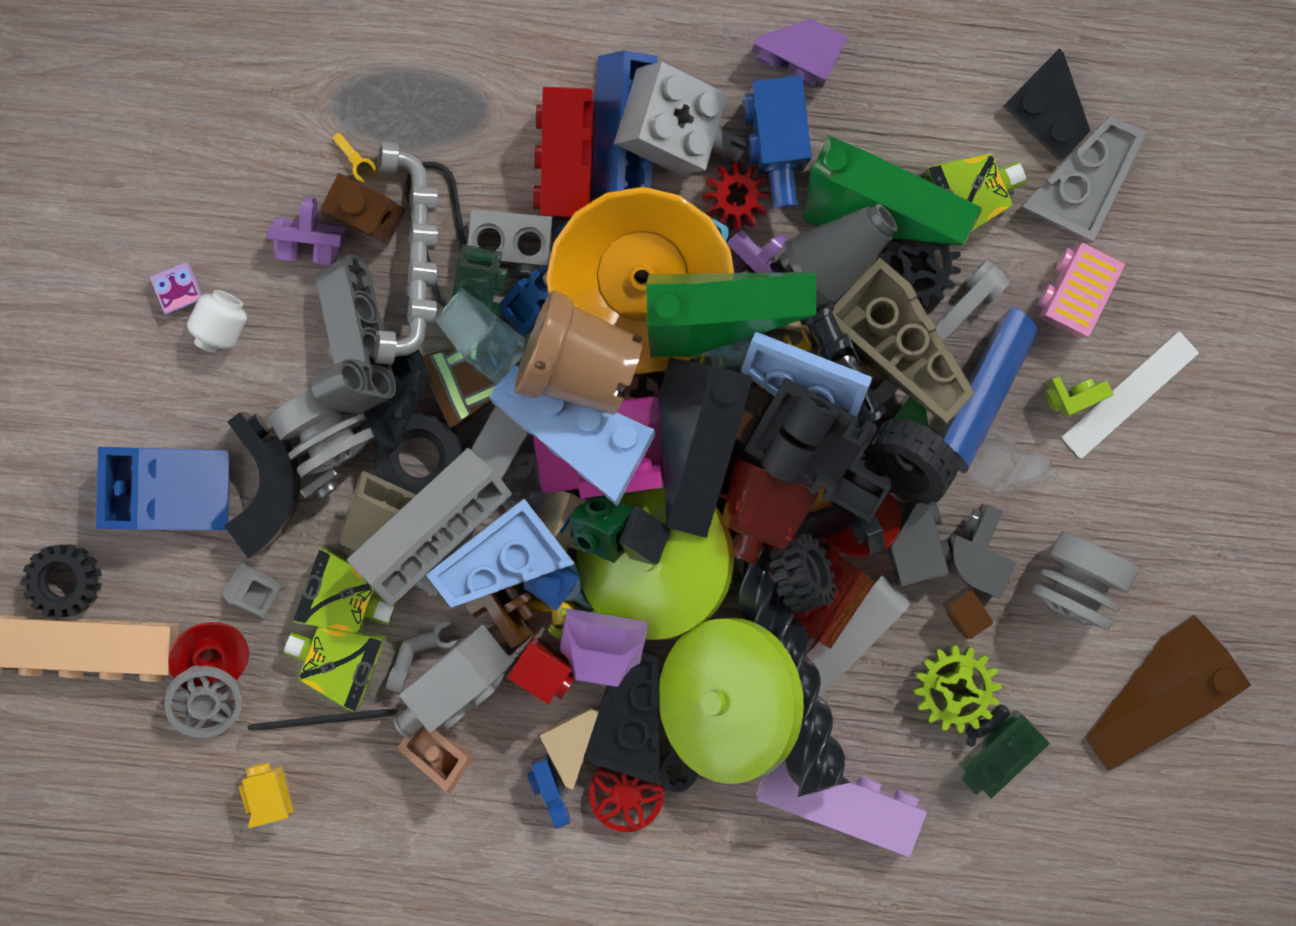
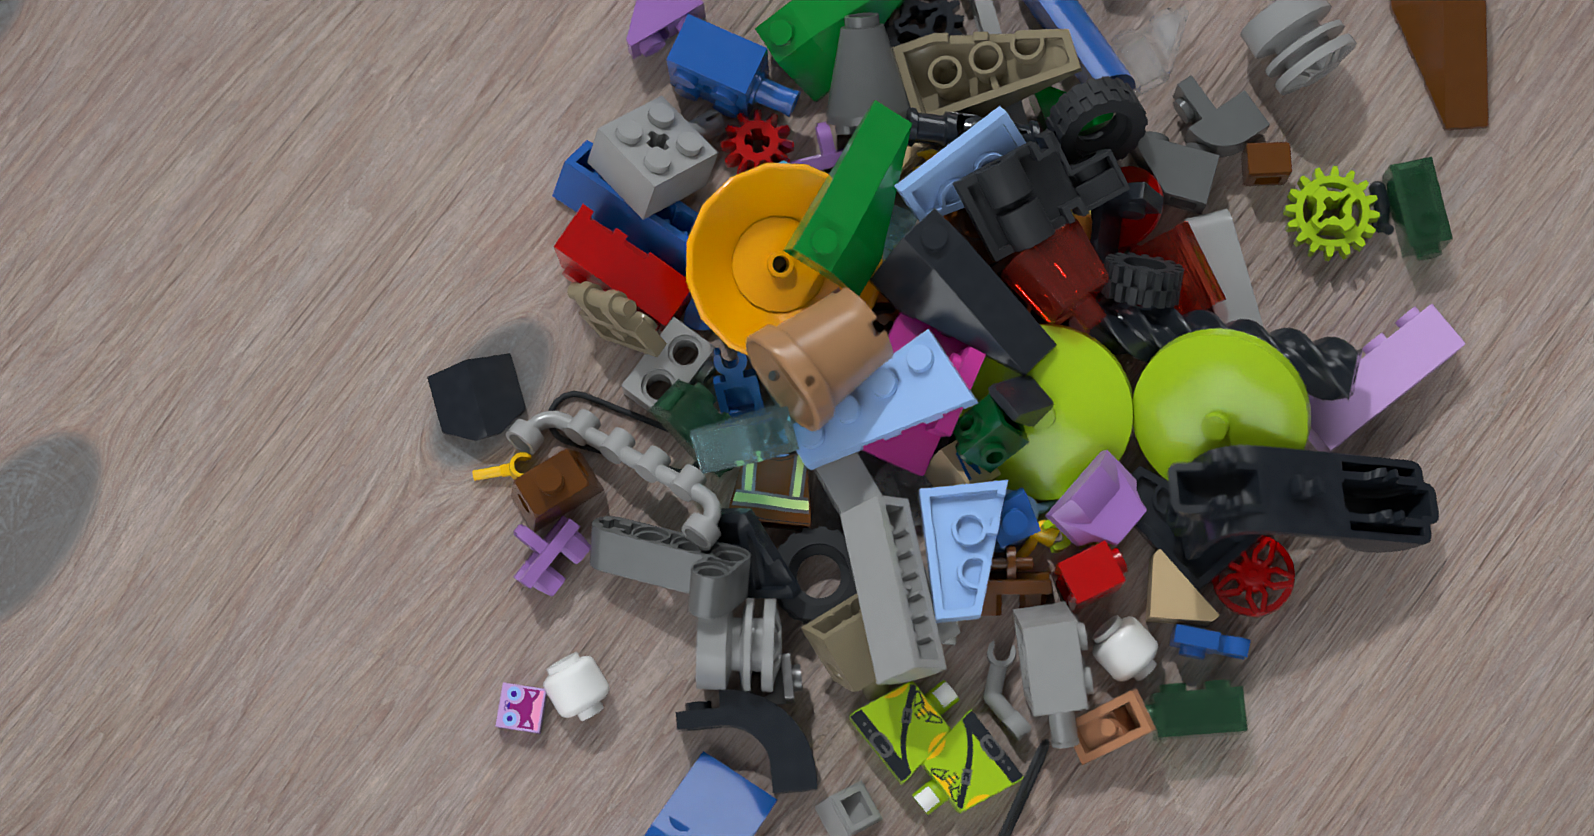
camera: 55 degrees left, 10 degrees down
(398, 100) = (477, 397): none -> black slope
(489, 814) = (1197, 713): none -> clear green brick
(506, 729) = (1125, 648): none -> white head
(521, 172) = (616, 318): none -> dark tan plate
(697, 804) = (1302, 493): none -> black piece

